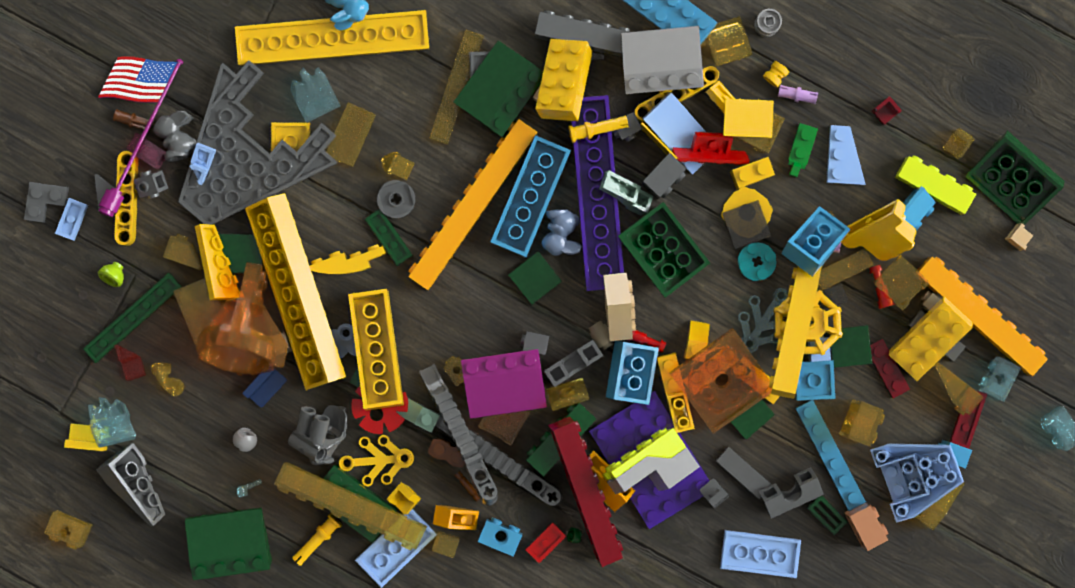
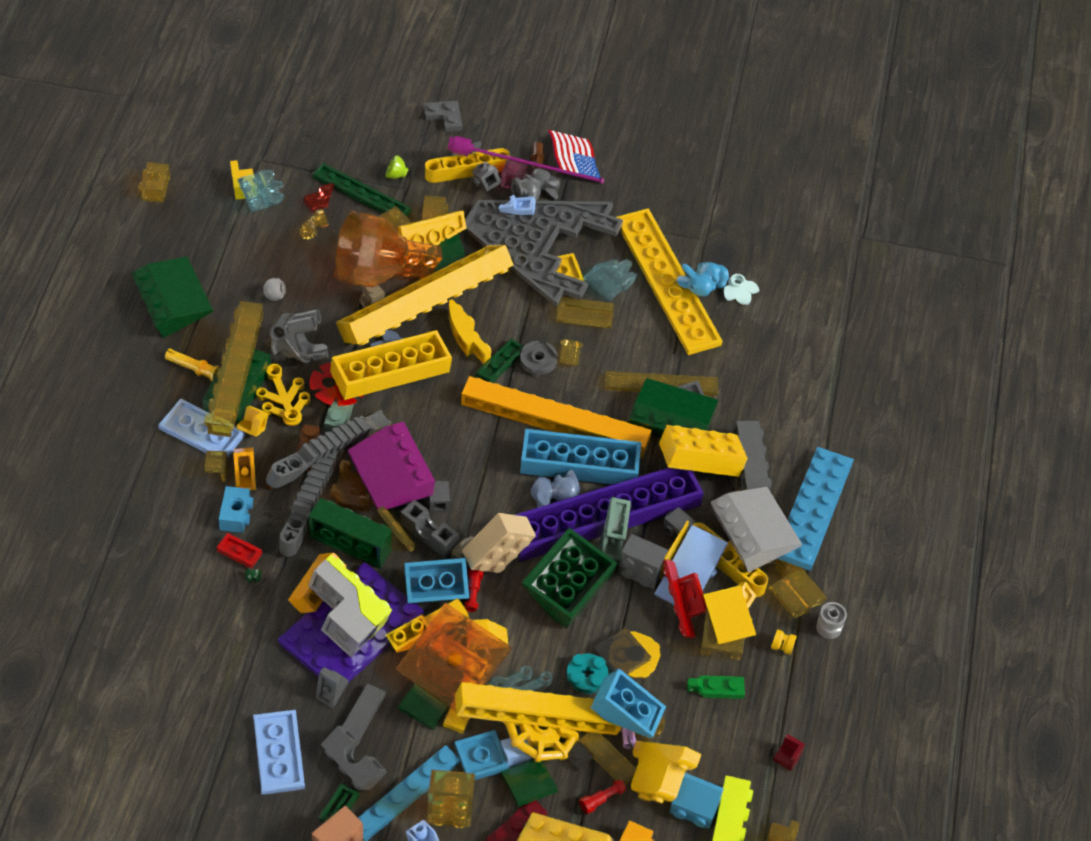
camera: 65 degrees right, 35 degrees down
(71, 219) = (434, 133): light blue plate -> none
(130, 481) = (214, 215): dark grey wedge -> none
(242, 490) = (225, 299): clear light blue hand -> none
(265, 387) = (330, 295): dark blue panel -> none
(535, 278) = (502, 485): dark green tile -> none
(585, 491) = (302, 558): dark red brick -> none
(588, 130) = (663, 480): yellow pin -> none
(752, 173) = (676, 643): yellow brick -> none
(798, 94) = (771, 668): lavender pin -> none
(843, 159) = (723, 727): light blue wing -> none
(901, 282) = (614, 803): clear yellow panel -> none

